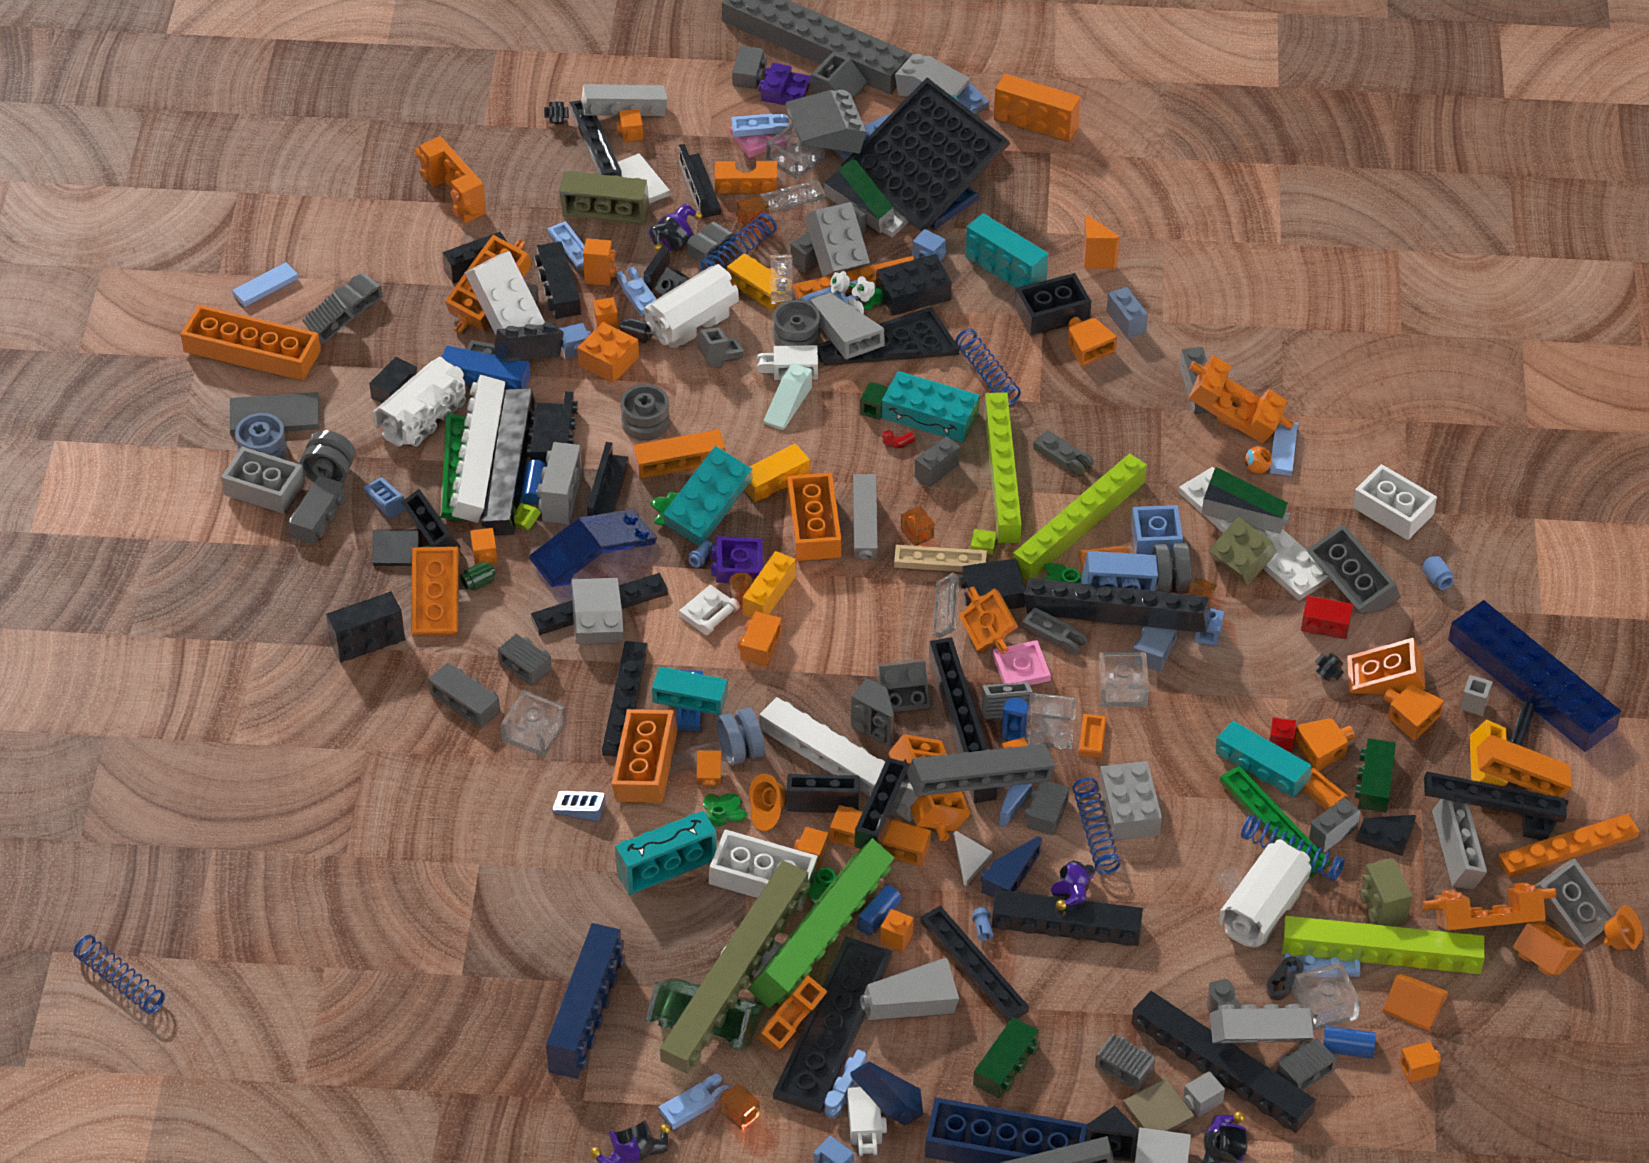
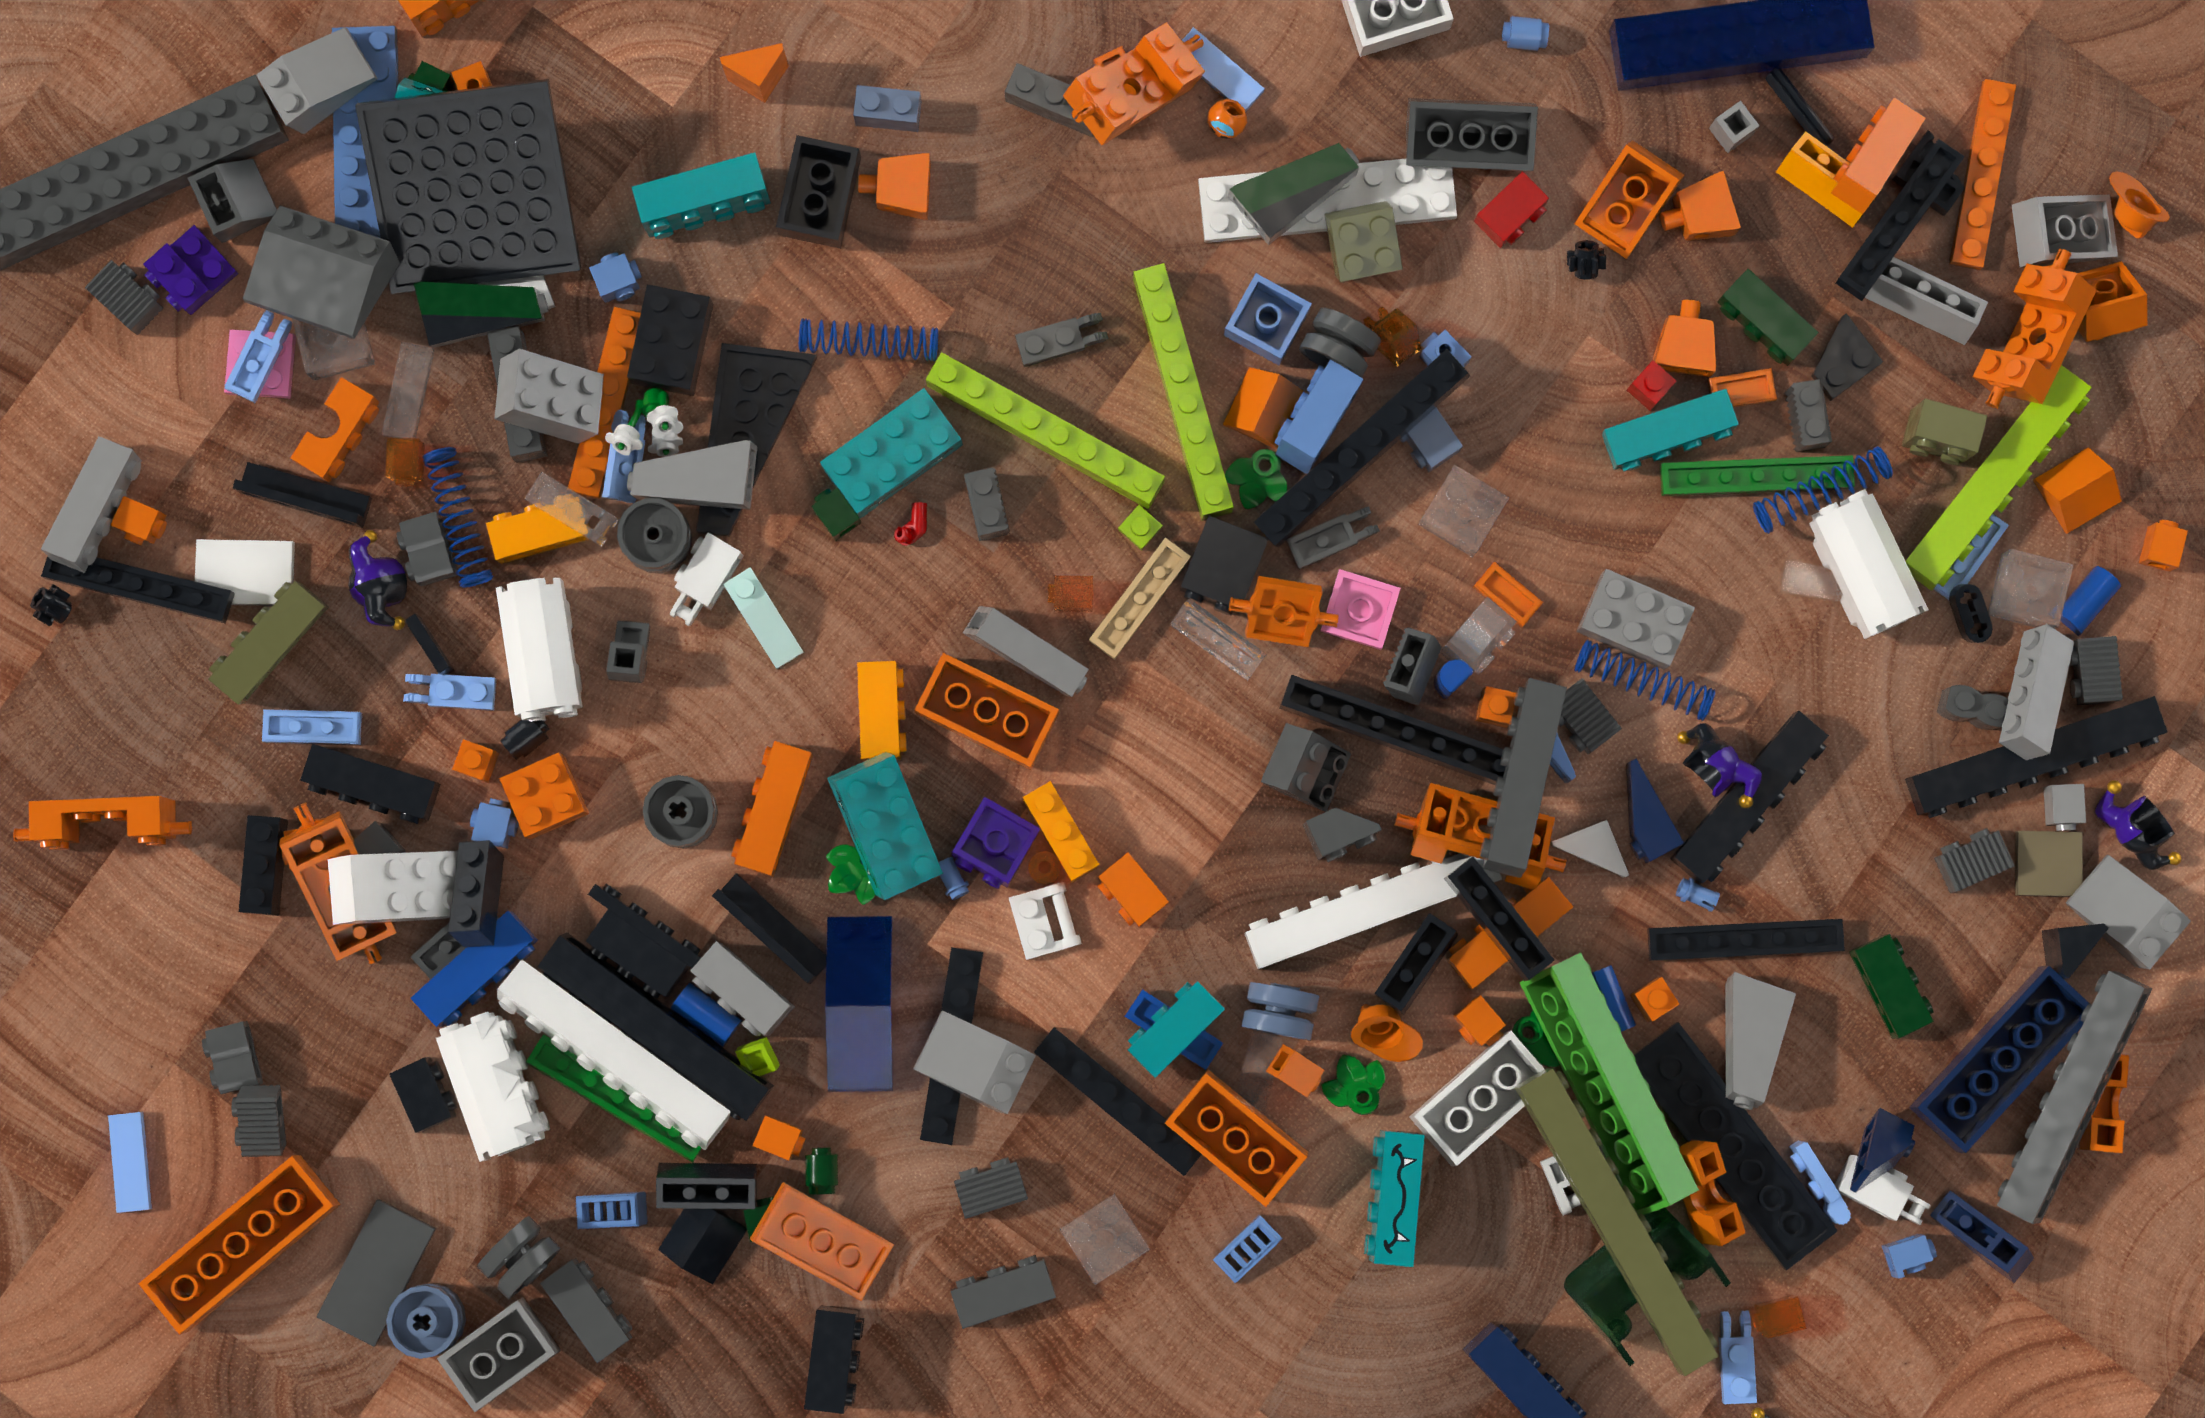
camera: 60 degrees left, 35 degrees up
(598, 262) = (382, 717): orange brick -> none
(669, 280) = (479, 644): black brick -> none

